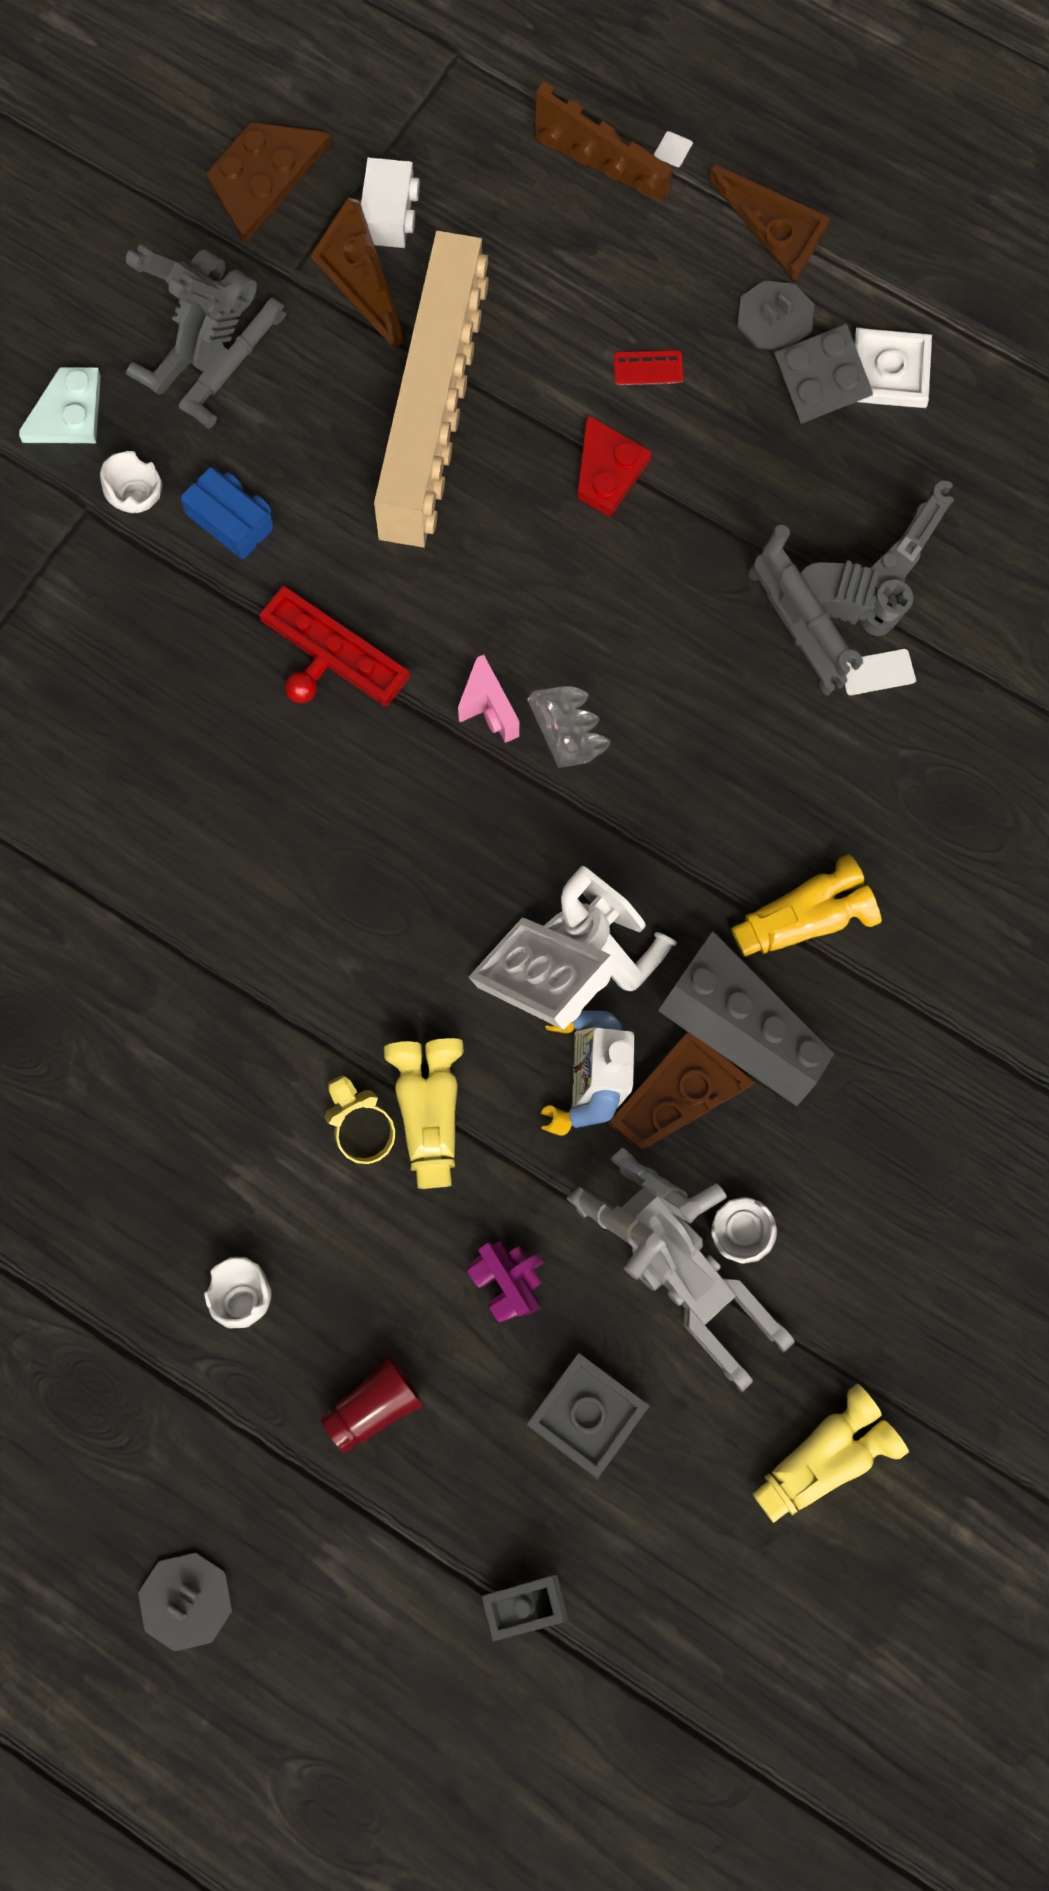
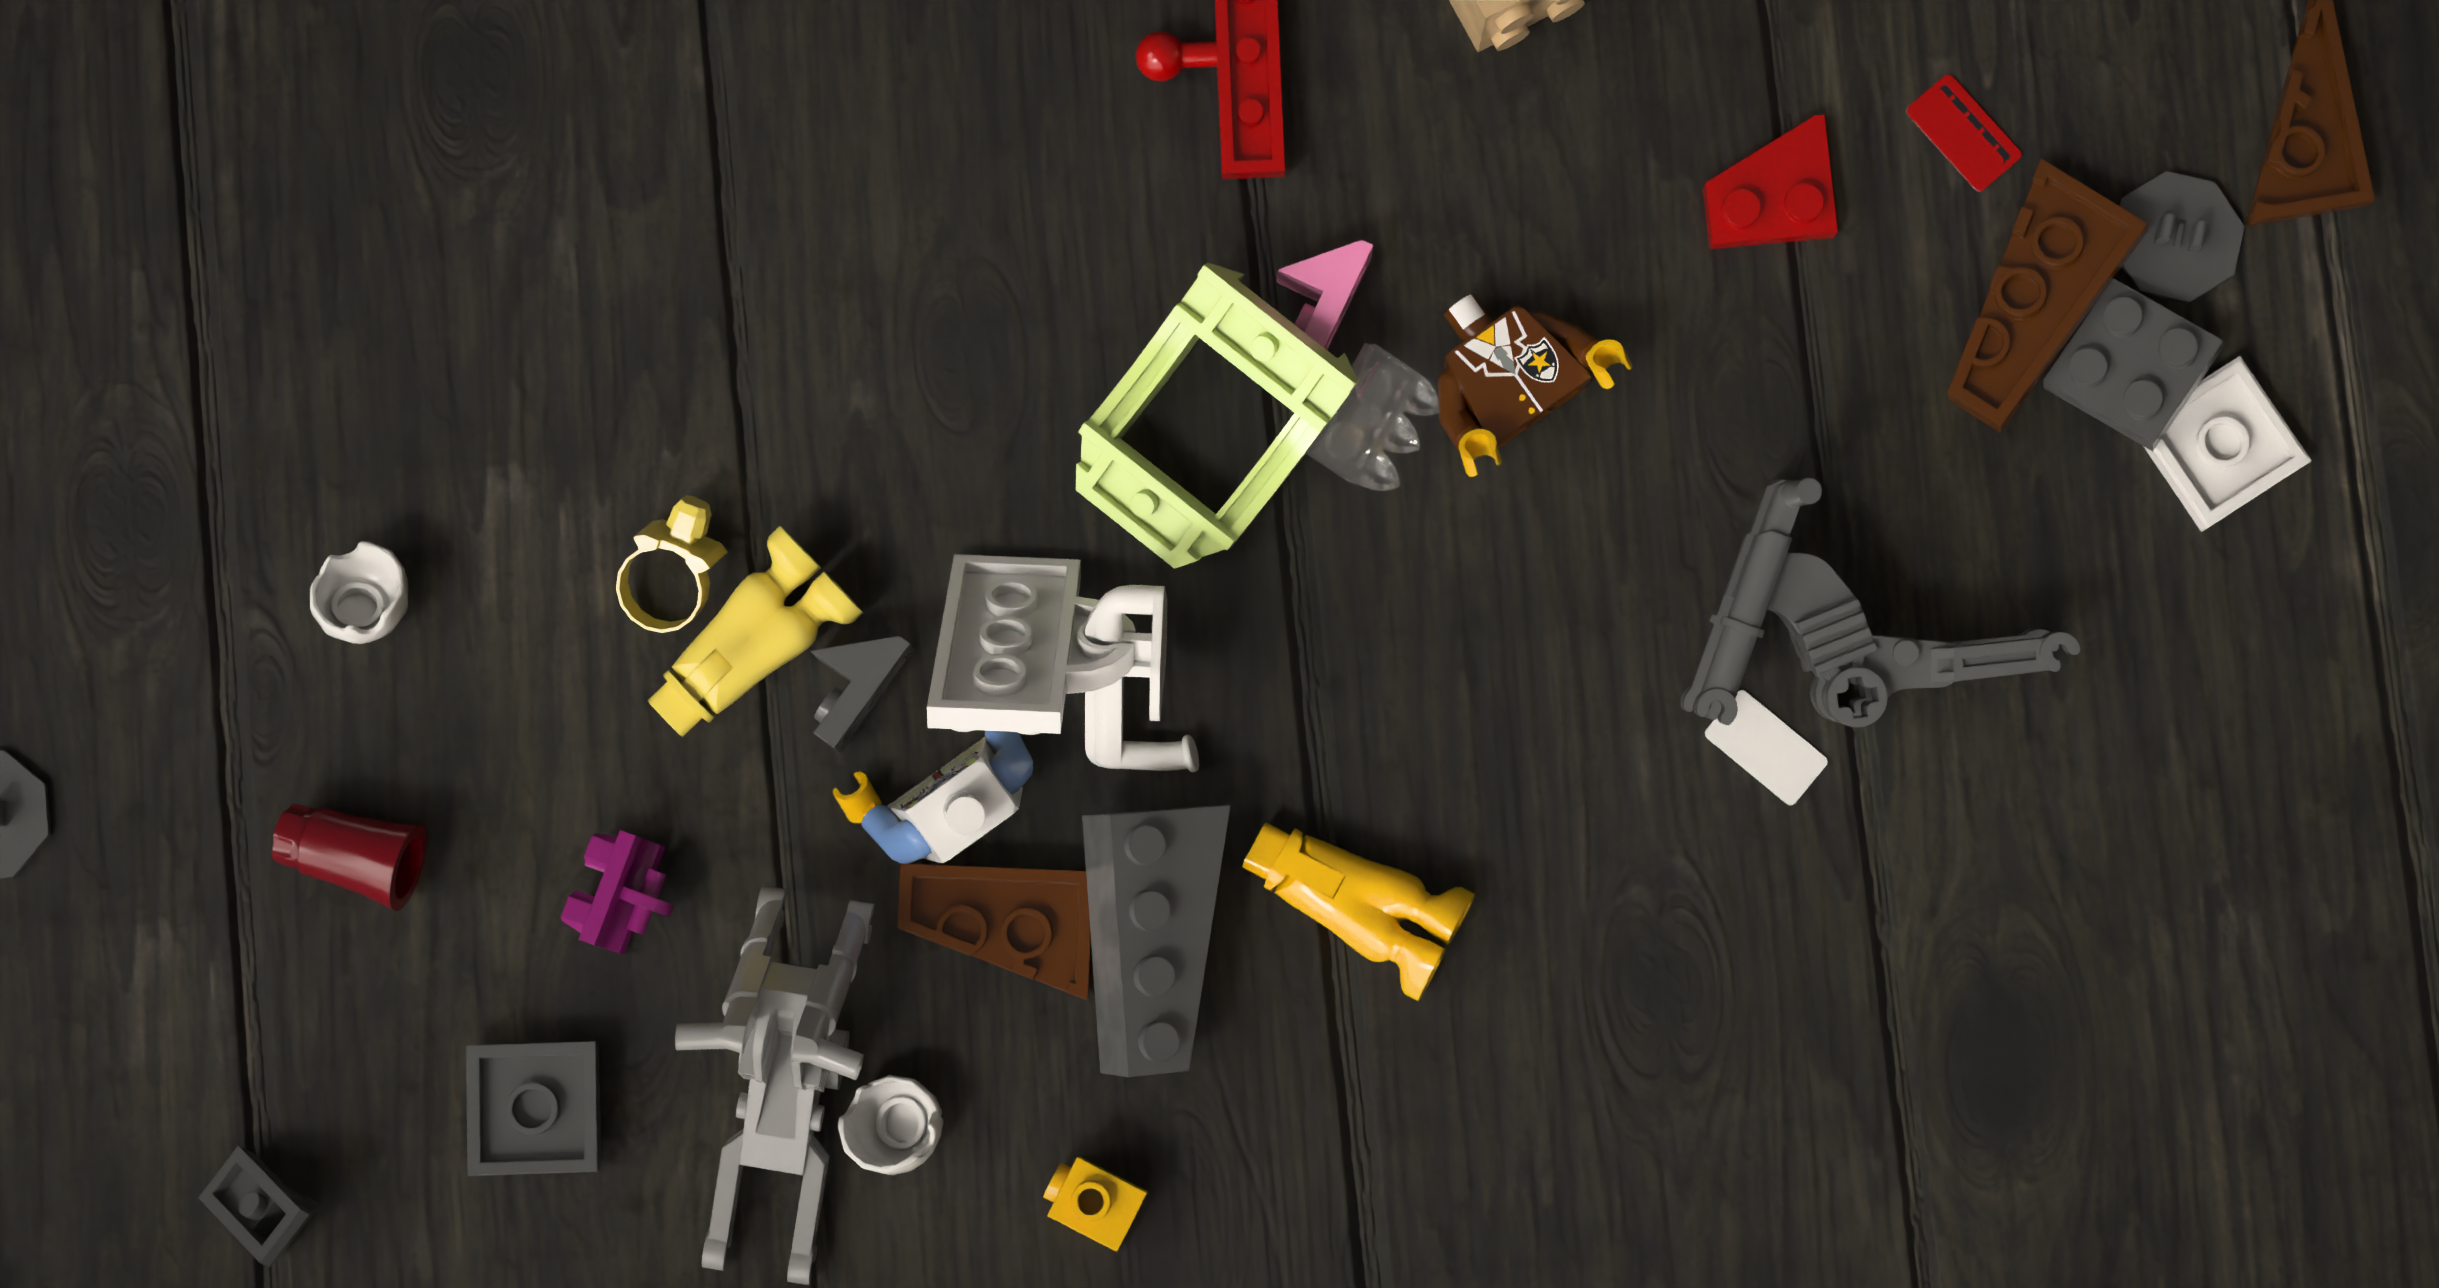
camera: 55 degrees right, 10 degrees up
(493, 740) = (1264, 349): none -> yellowish green wedge
(495, 1064) = (870, 670): none -> dark grey slope
(601, 641) = (1513, 374): none -> reddish brown torso
(753, 382) = (2051, 275): none -> reddish brown wing
(863, 1158) = (1094, 1202): none -> yellow brick

